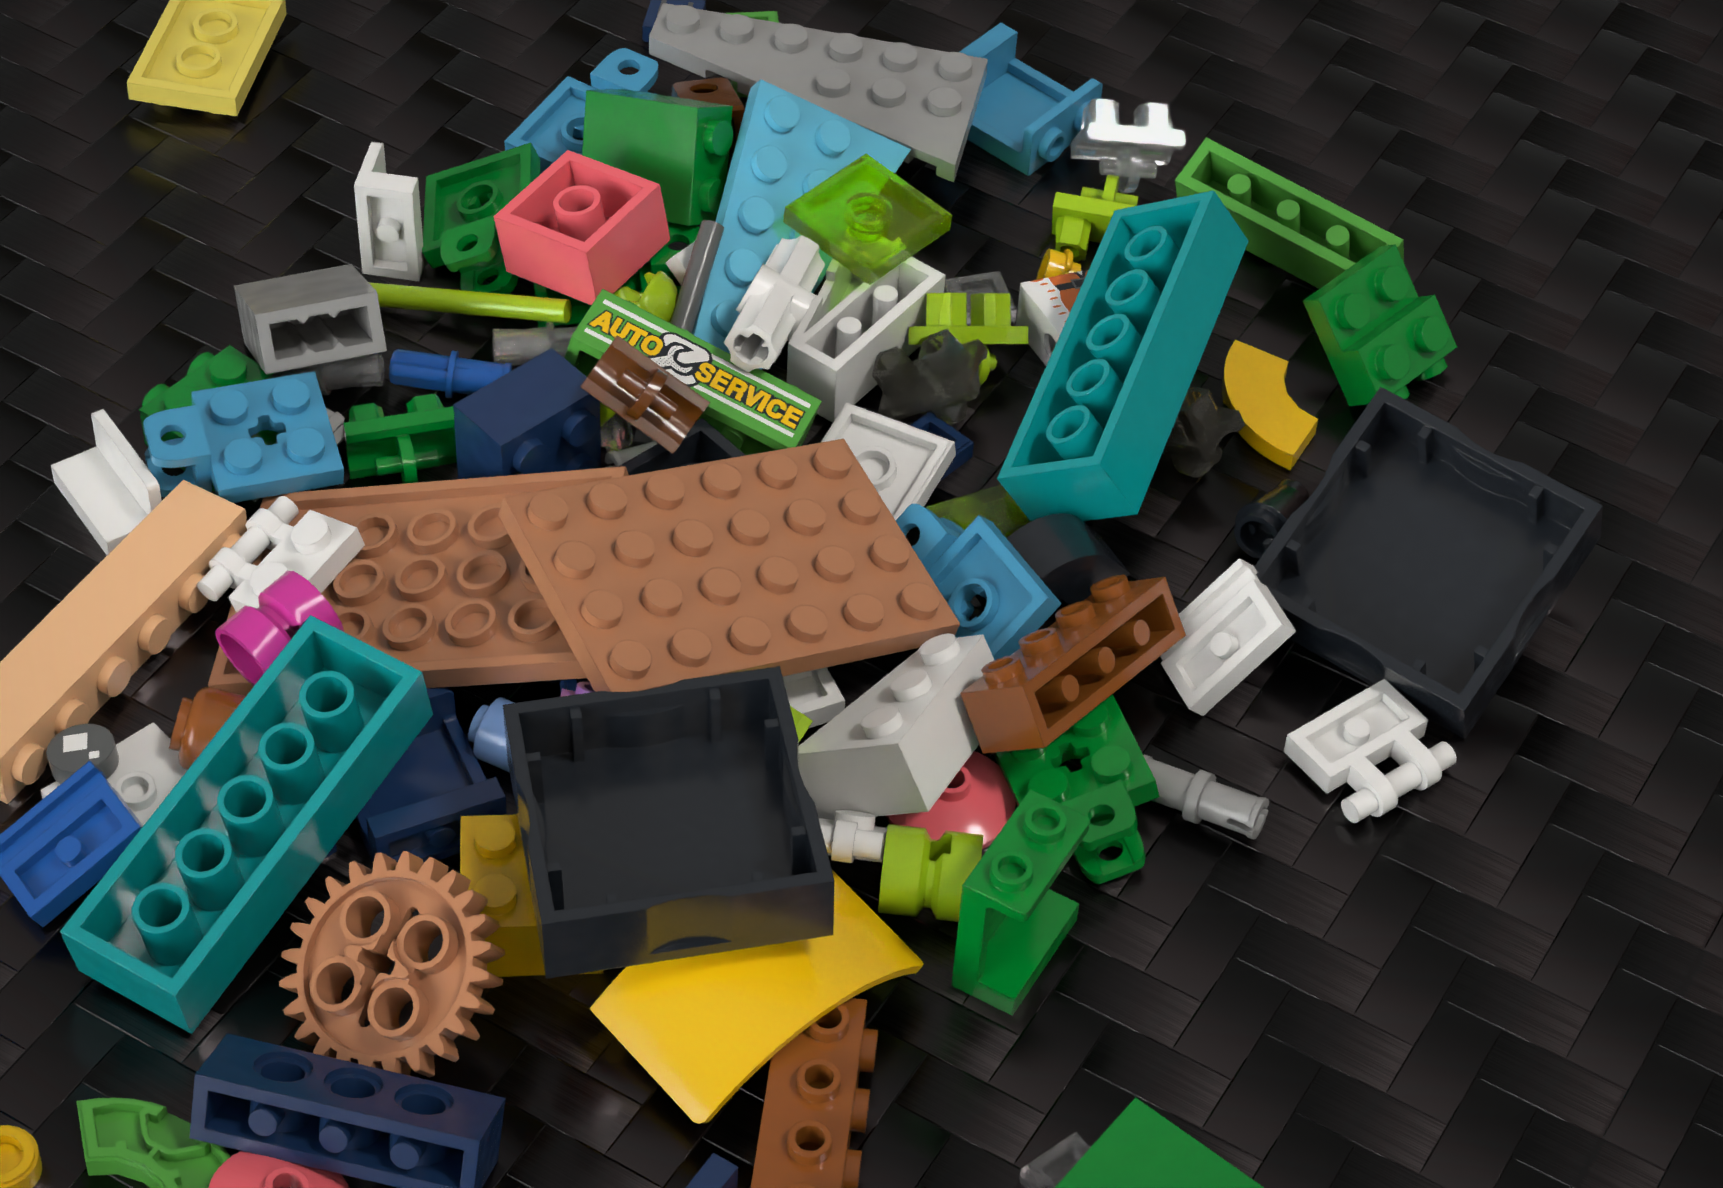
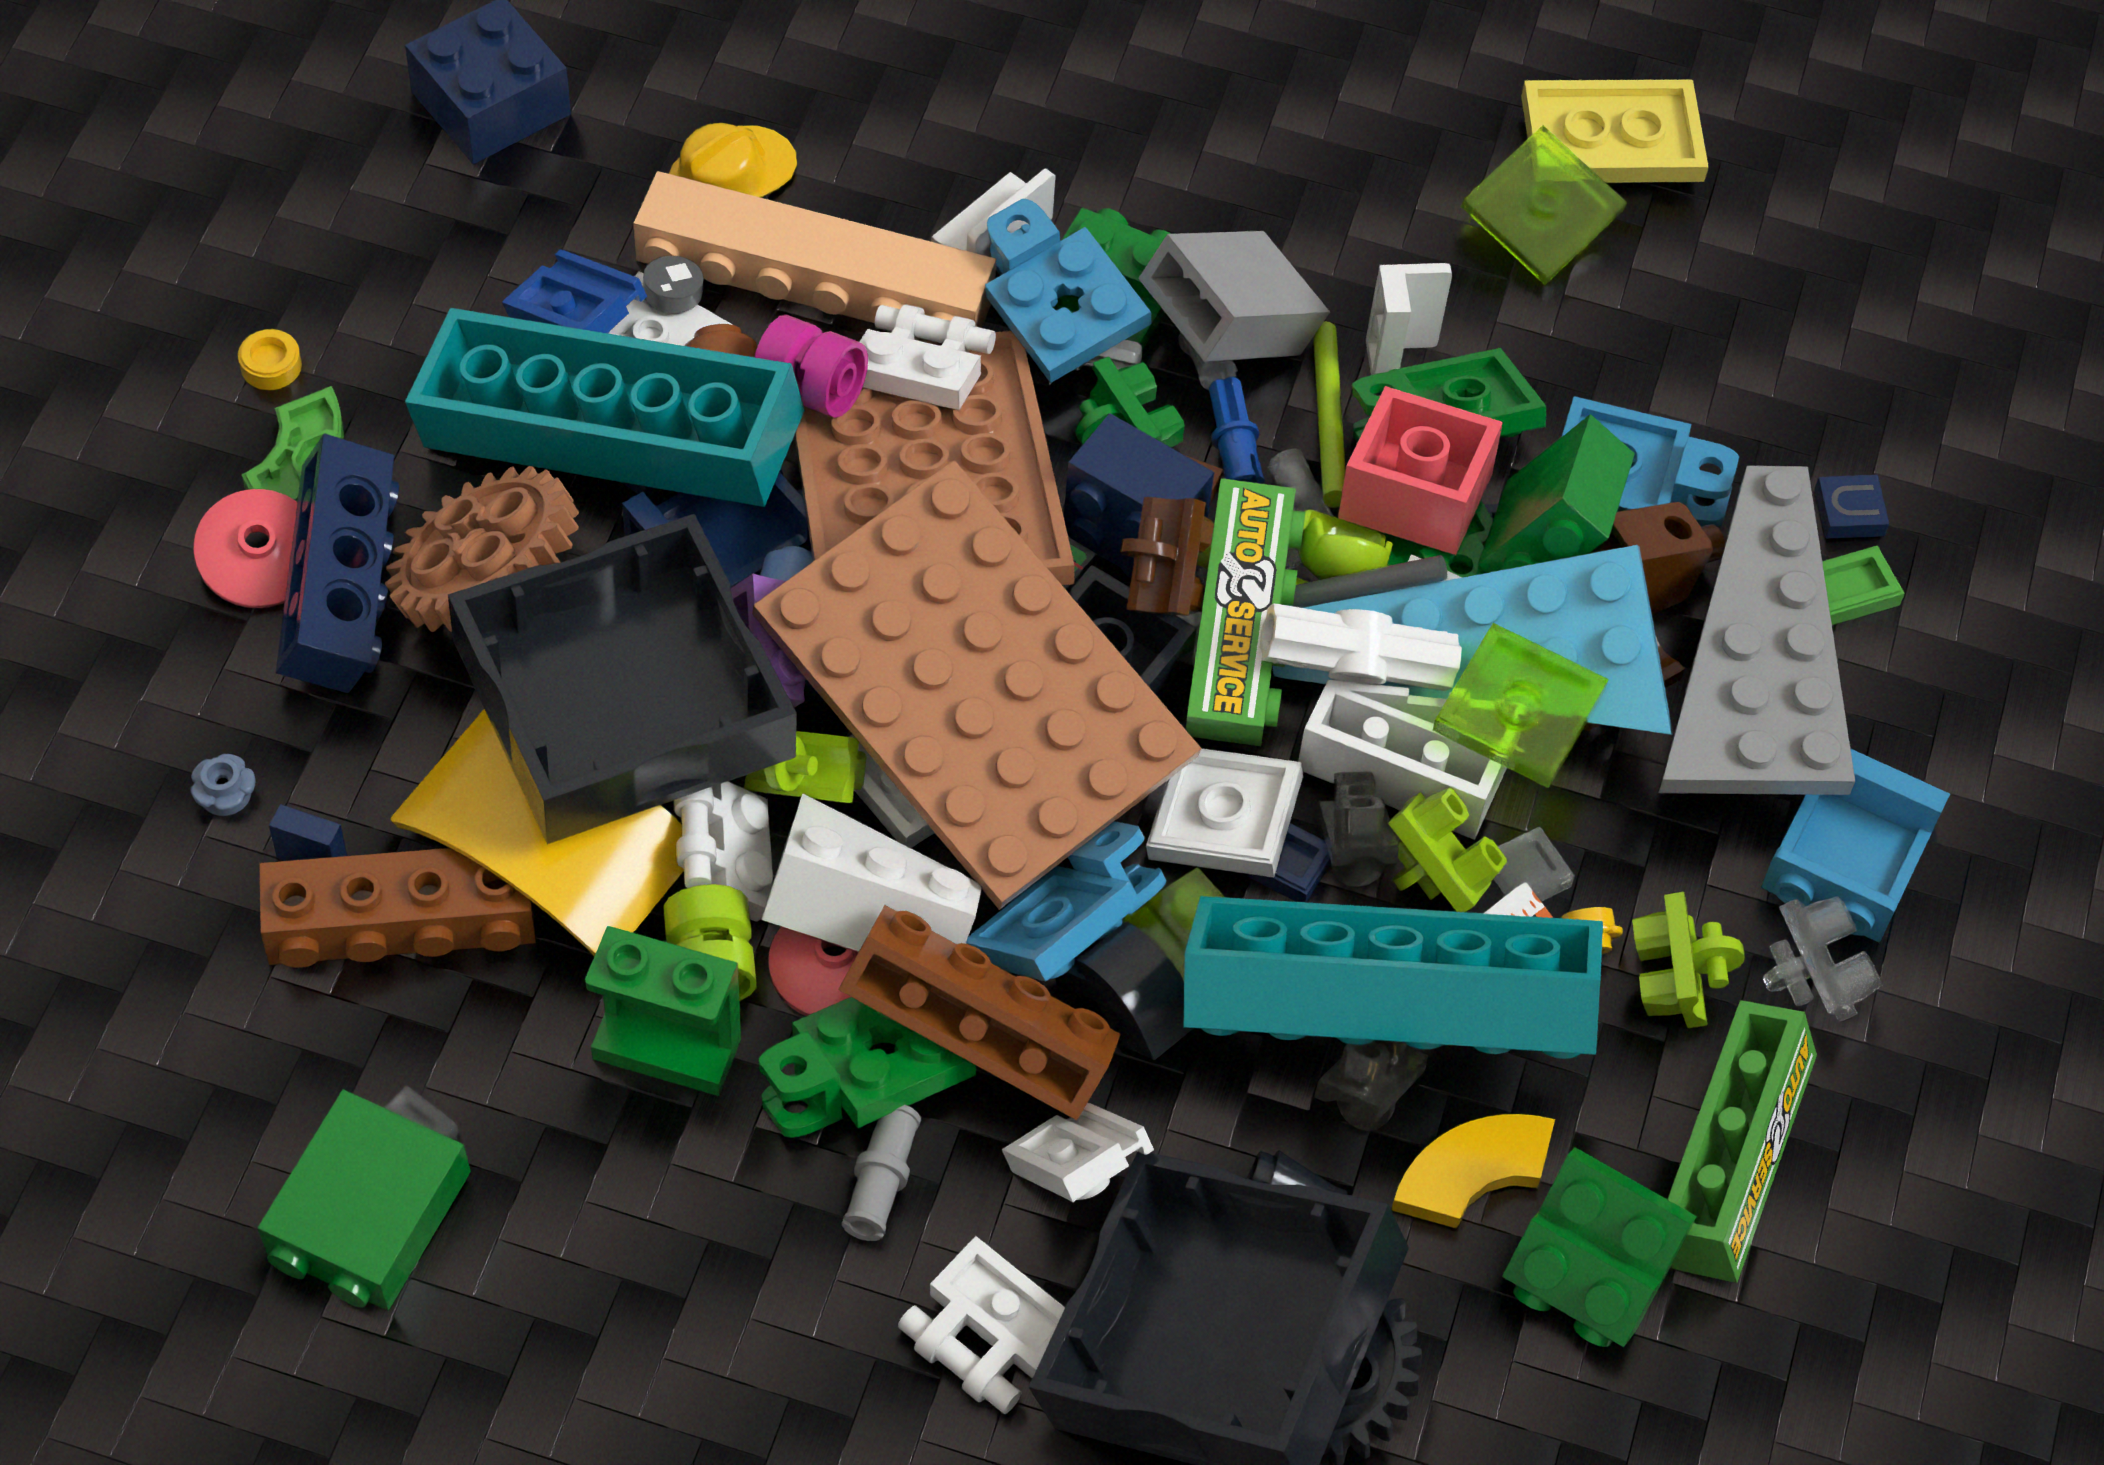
camera: 75 degrees right, 10 degrees up
(279, 106) = (1543, 204): none -> clear neon green plate

